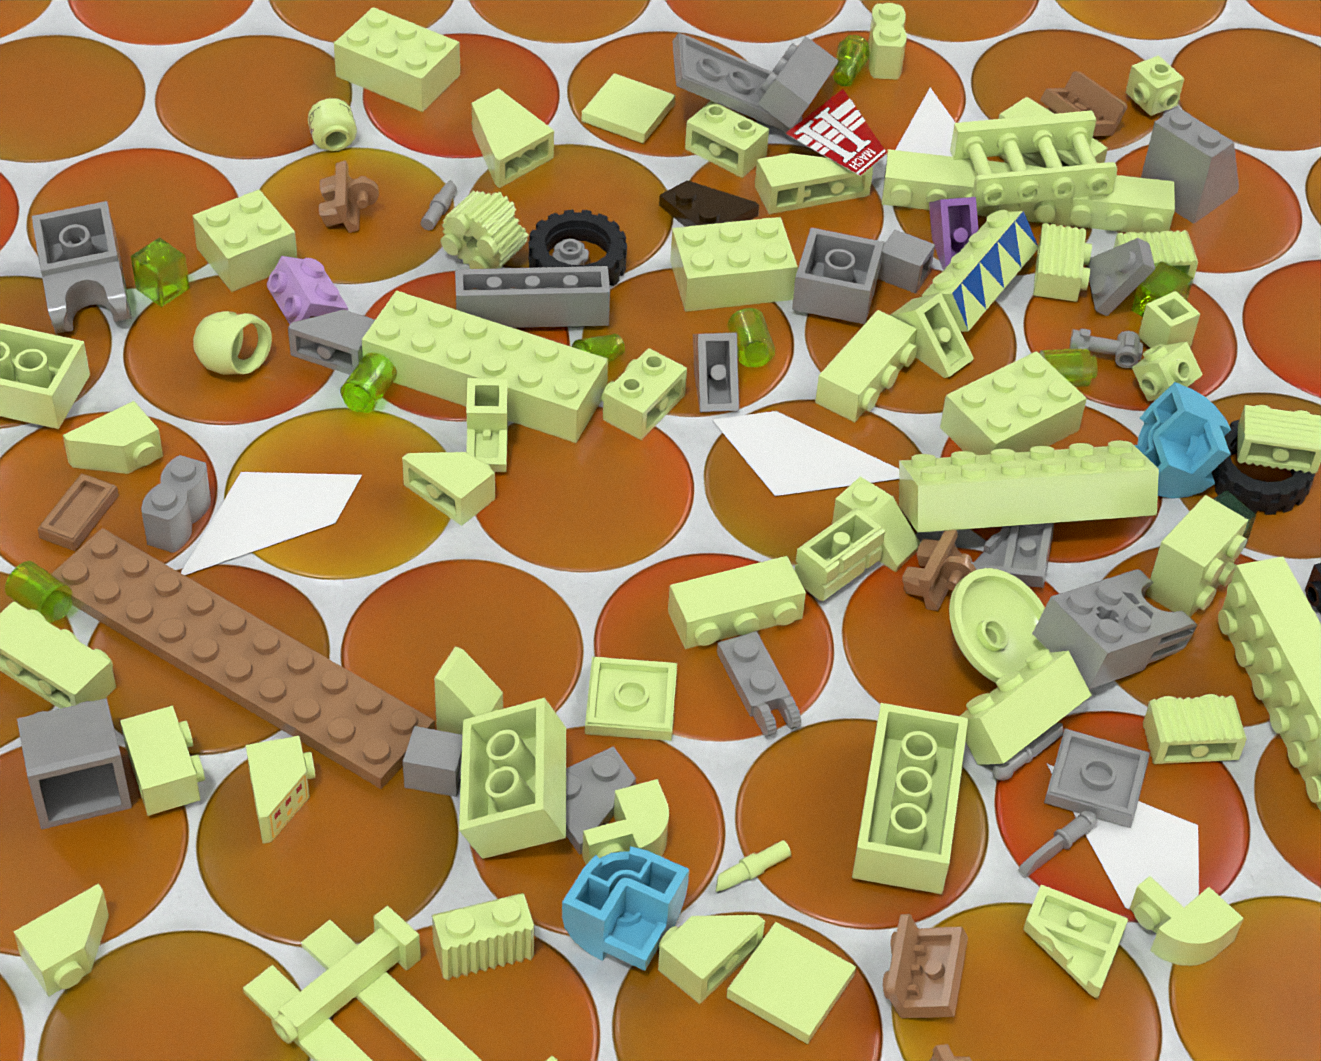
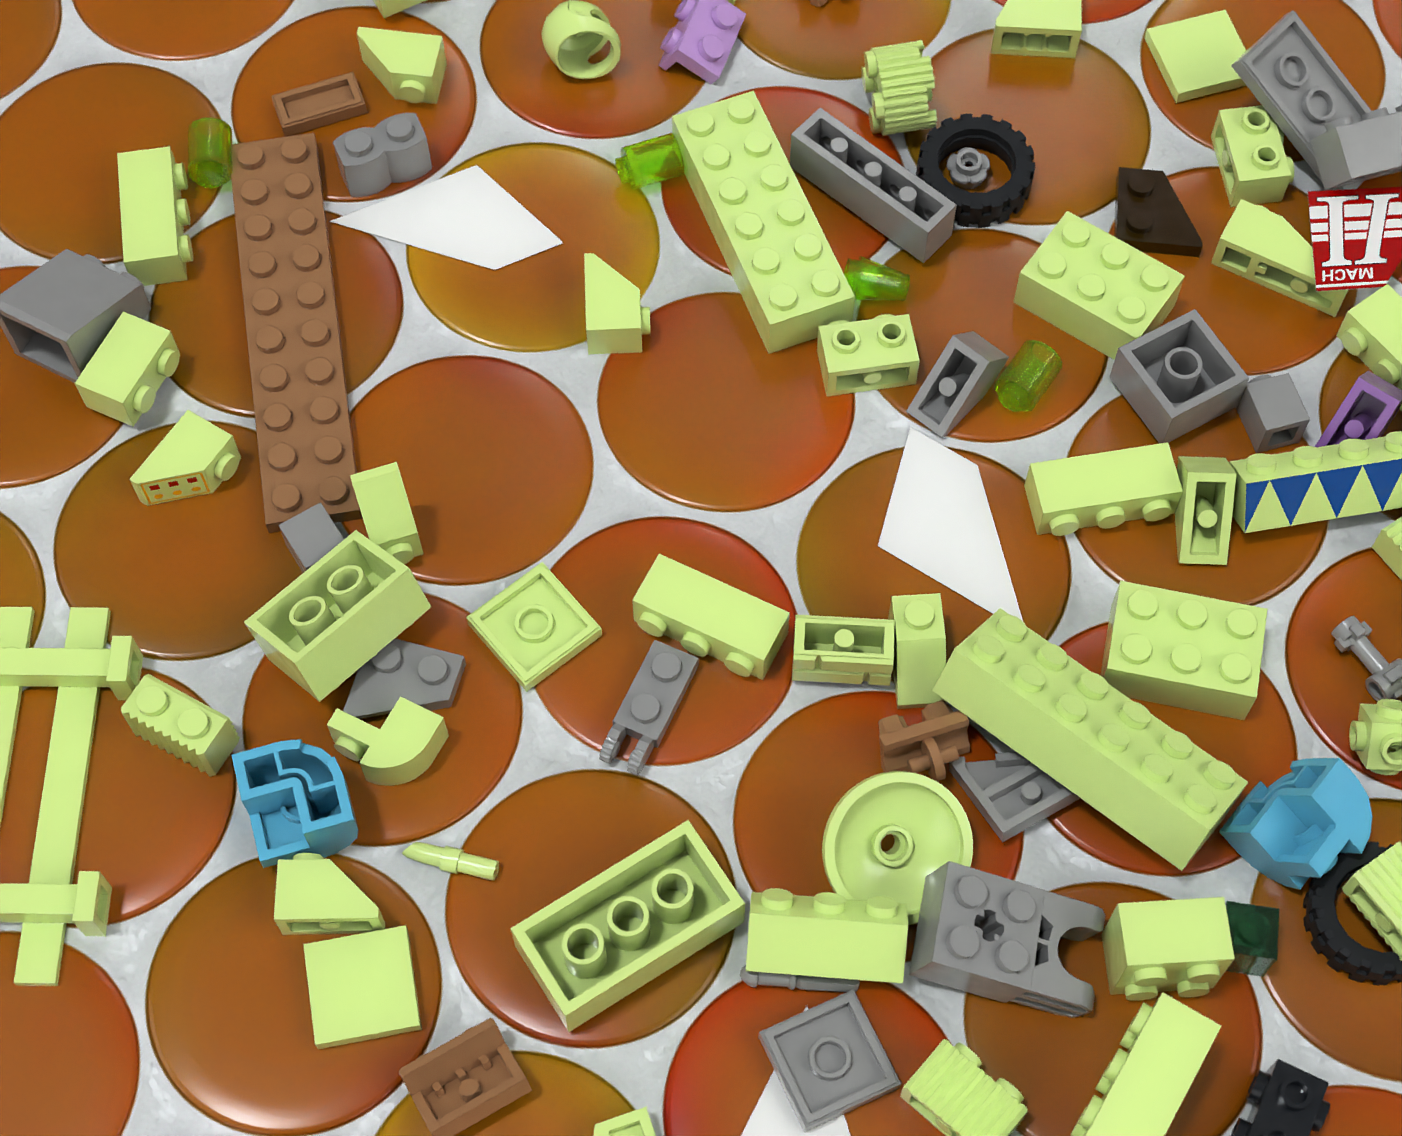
camera: 50 degrees right, 15 degrees up
(330, 339) = (666, 92): light grey slope -> none
(439, 206) = (916, 31): light grey piece -> none
(488, 421) = (698, 278): yellowish green brick -> none
(1062, 839) = (732, 1085): light grey piece -> none
(1073, 364) = (1298, 649): clear neon green brick -> none

